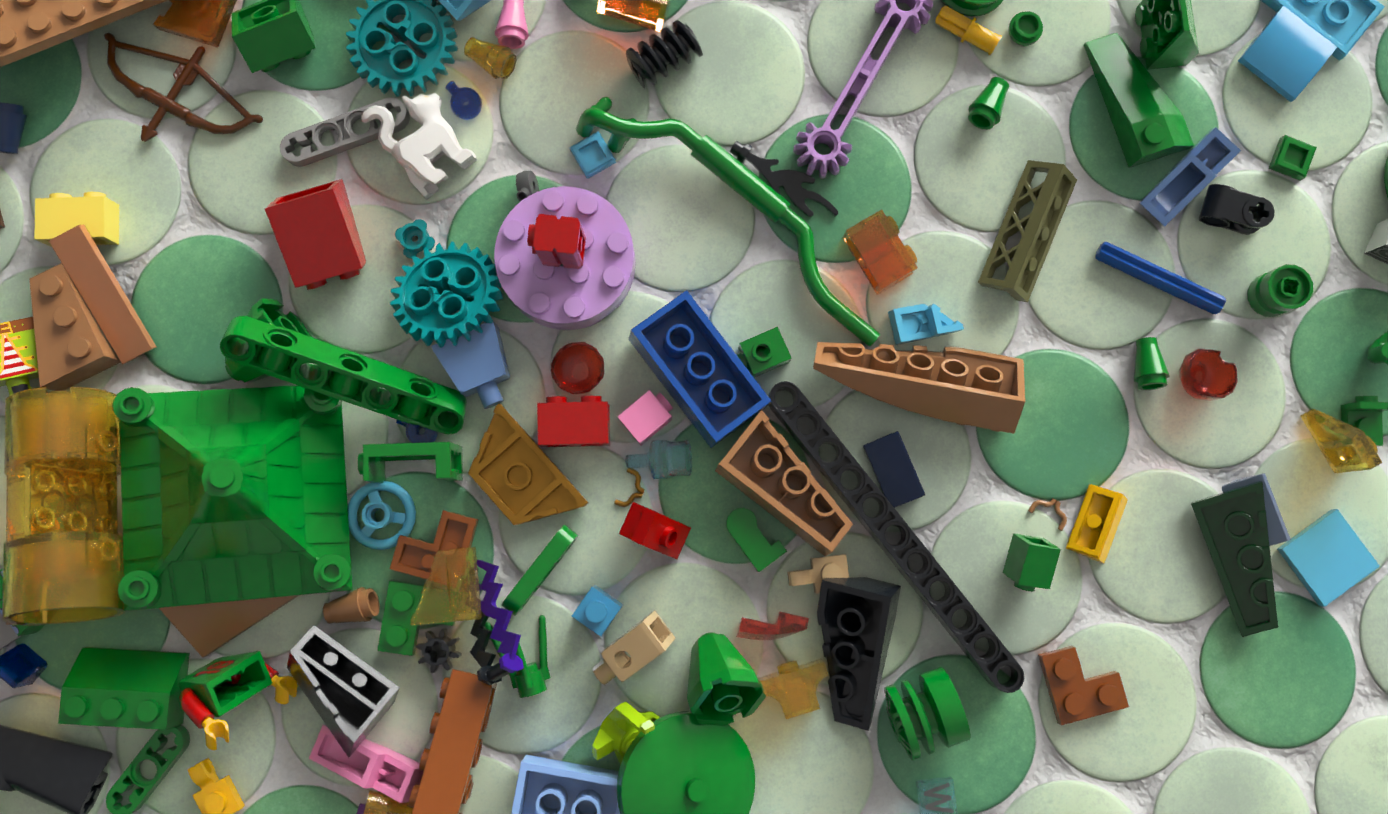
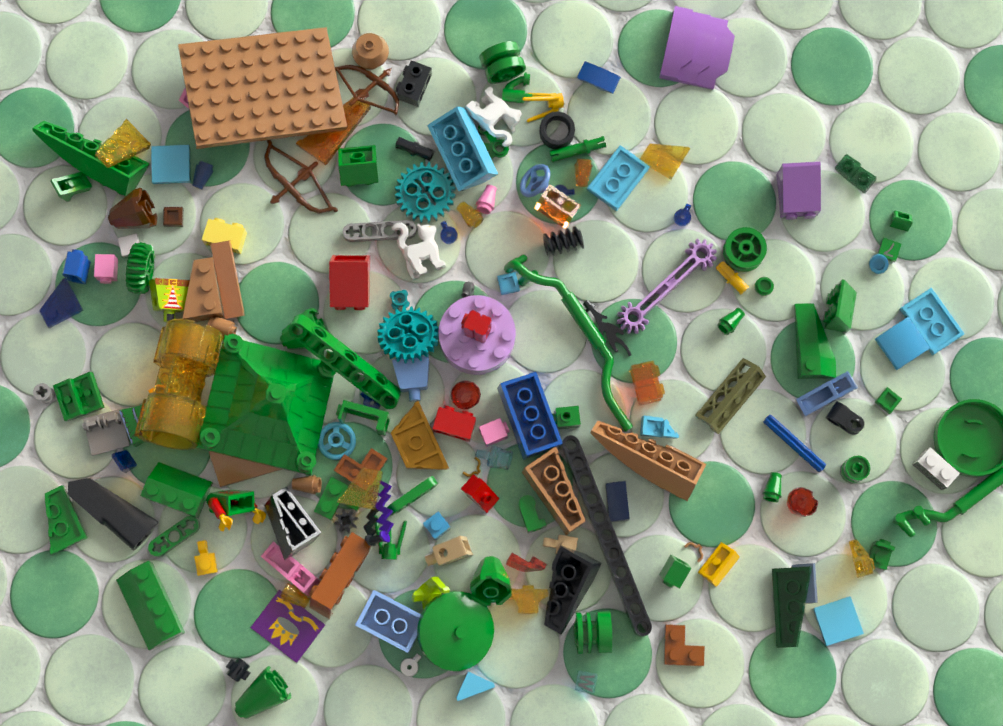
camera: 15 degrees right, 5 degrees down
(120, 377) = (224, 326): none -> medium nougat brick

